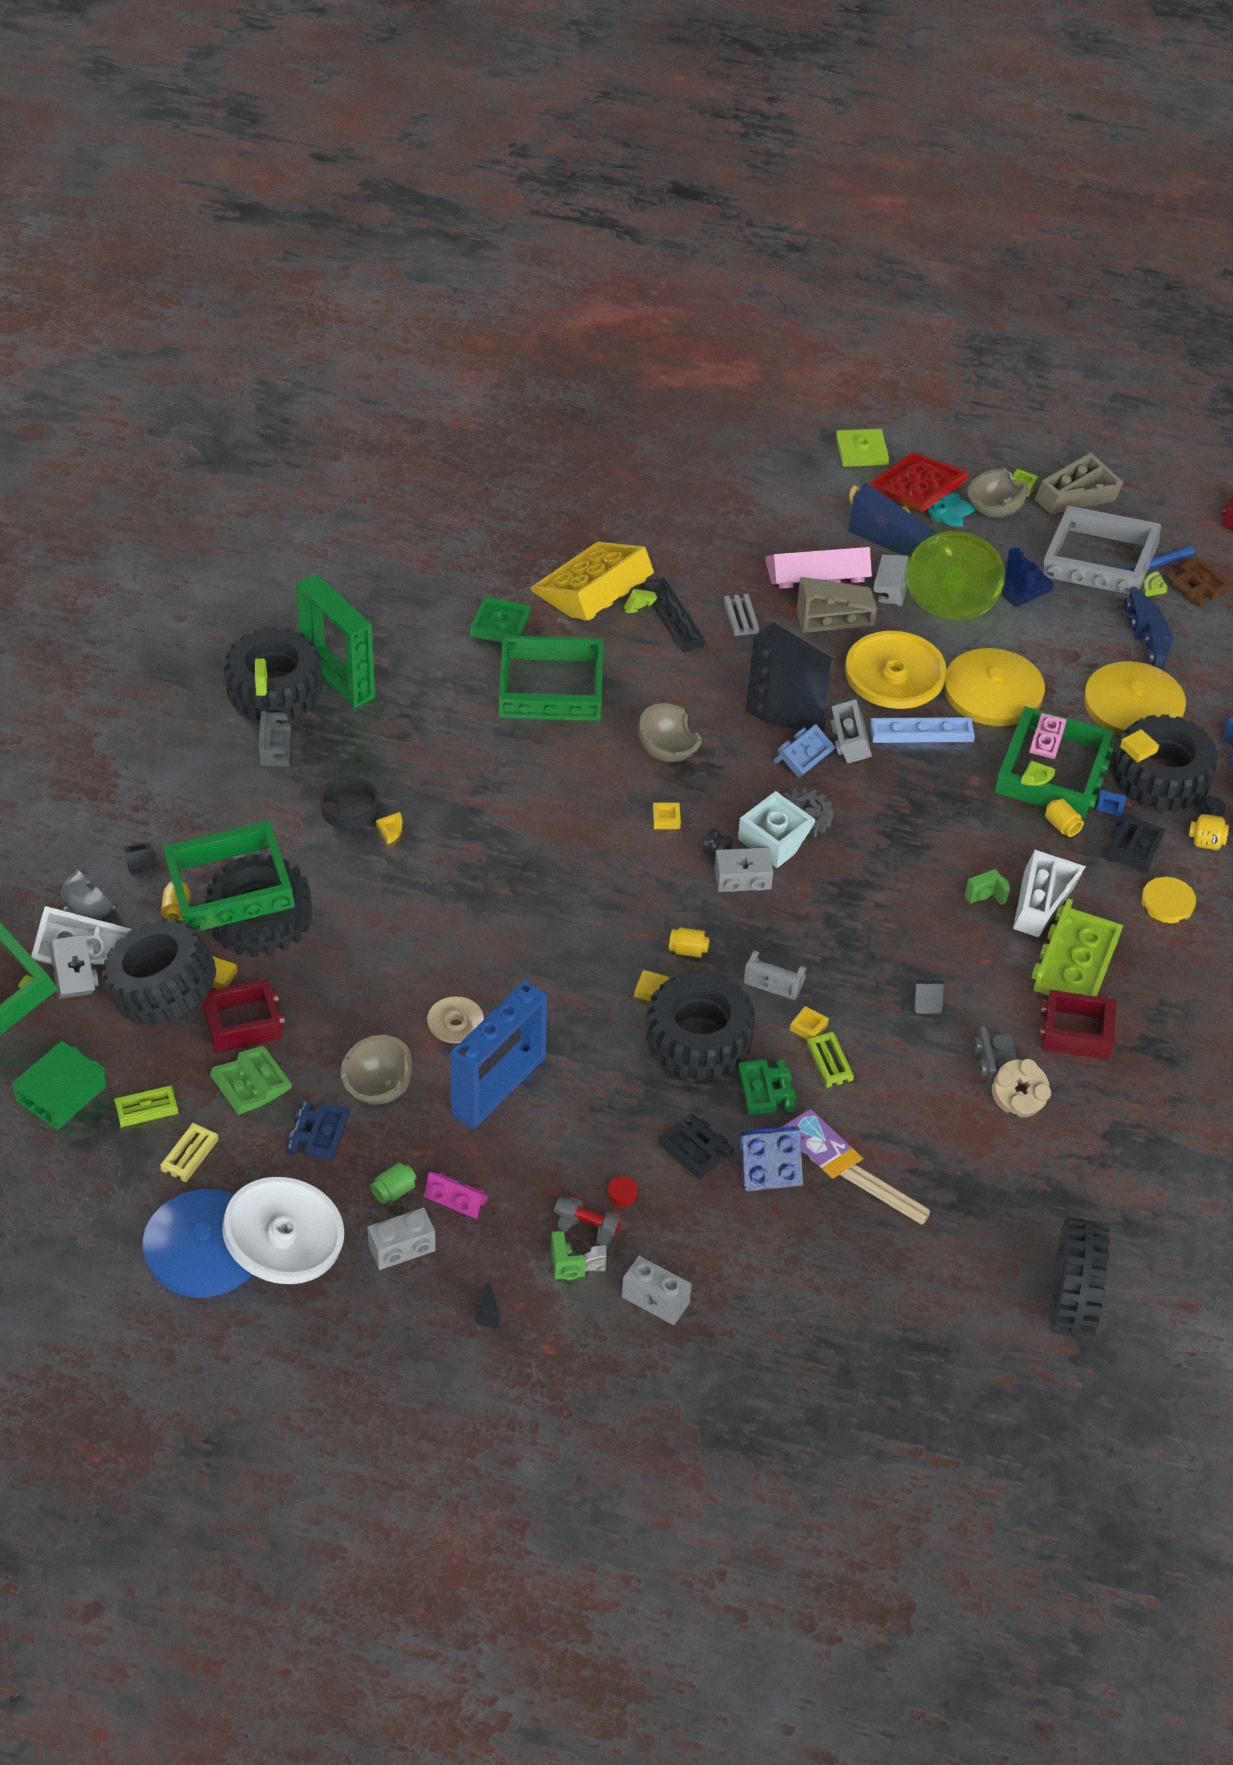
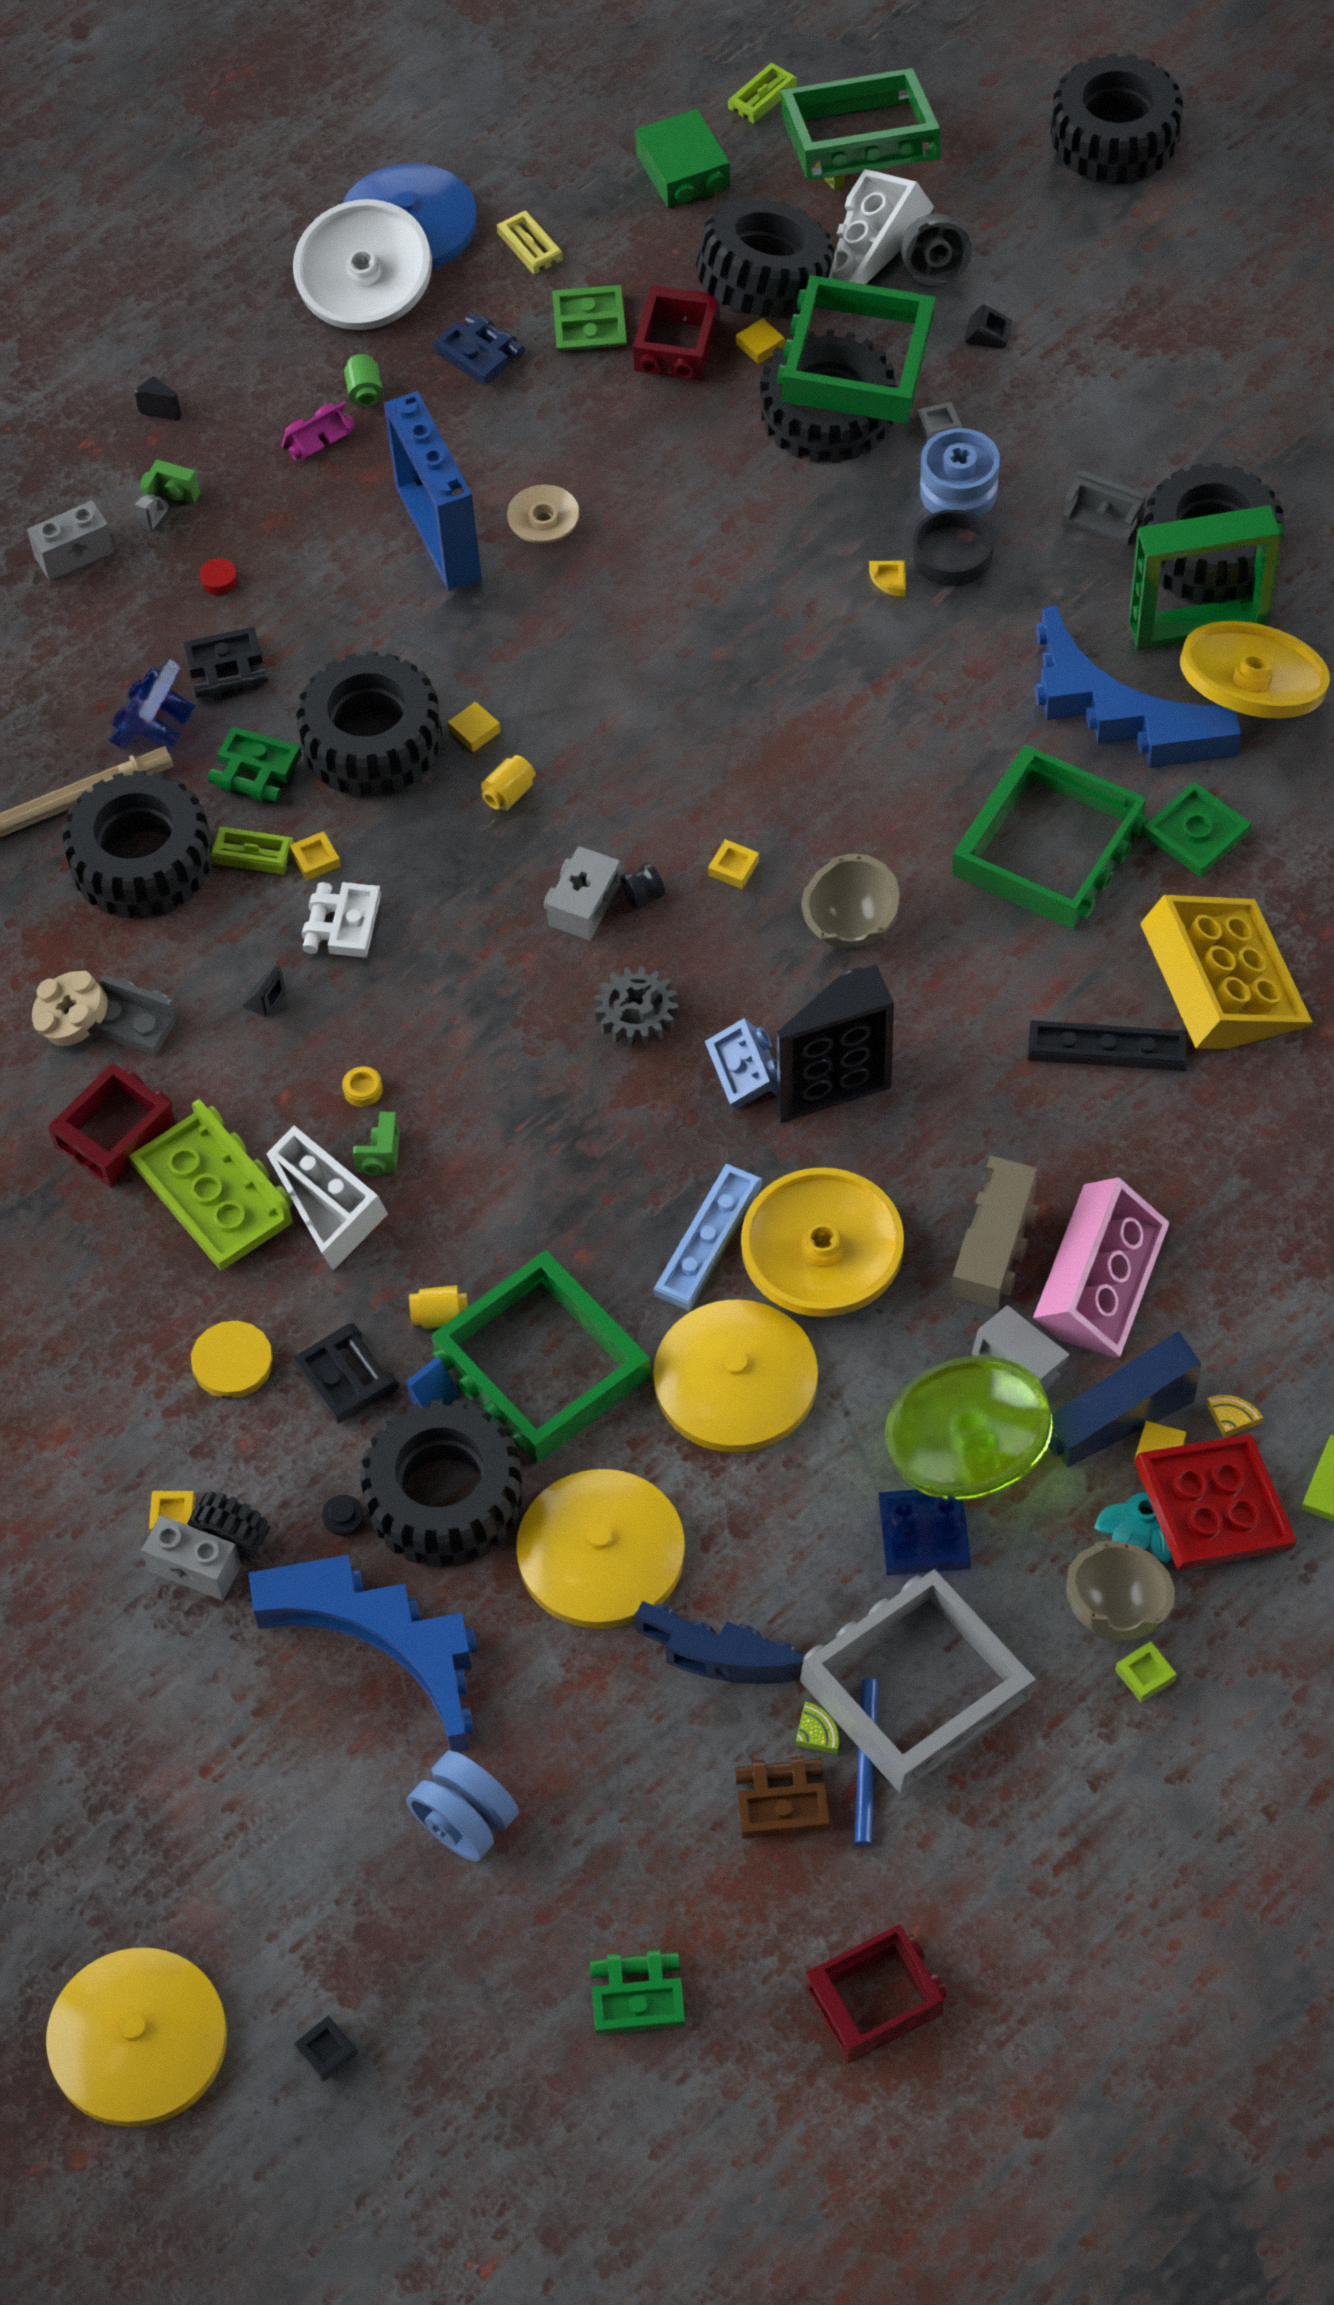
camera: 125 degrees right, 10 degrees up
(68, 982) = (832, 195): light grey brick -> none
(147, 1109) = (610, 245): lime tile -> none
(169, 905) = (886, 333): yellow brick -> none
(260, 677) = (1169, 472): lime tile -> none
(293, 810) = (959, 472): none -> medium blue wheel
(377, 1069) = (506, 407): dark tan cylinder -> none
(391, 611) = (1254, 669): none -> yellow dish
(401, 1238) = (287, 359): light grey brick -> none
(432, 698) = (1164, 729): none -> blue arch
(572, 1211) = (221, 518): dark grey piece -> none
(639, 599) = (1147, 1007): lime tile -> none
(729, 603) = (1062, 1122): light grey tile -> none
(773, 978) = (404, 849): light grey hinge -> none
(775, 825) = (616, 939): light aqua slope -> none
(824, 1144) = (145, 751): sticker -> none
(845, 976) = (352, 923): none -> white plate
(851, 731) = (744, 1128): light grey brick -> none
(886, 1076) = (131, 806): none -> black tyre
(951, 923) = (362, 1086): none -> yellow tile
(1037, 774) = (513, 1290): lime tile -> none
(1048, 736) = (569, 1346): bright pink slope -> none
(1079, 485) = (1081, 1738): dark tan wedge -> none
(1139, 745) = (458, 1418): yellow tile -> none
(1209, 832) = (295, 1468): yellow head -> none

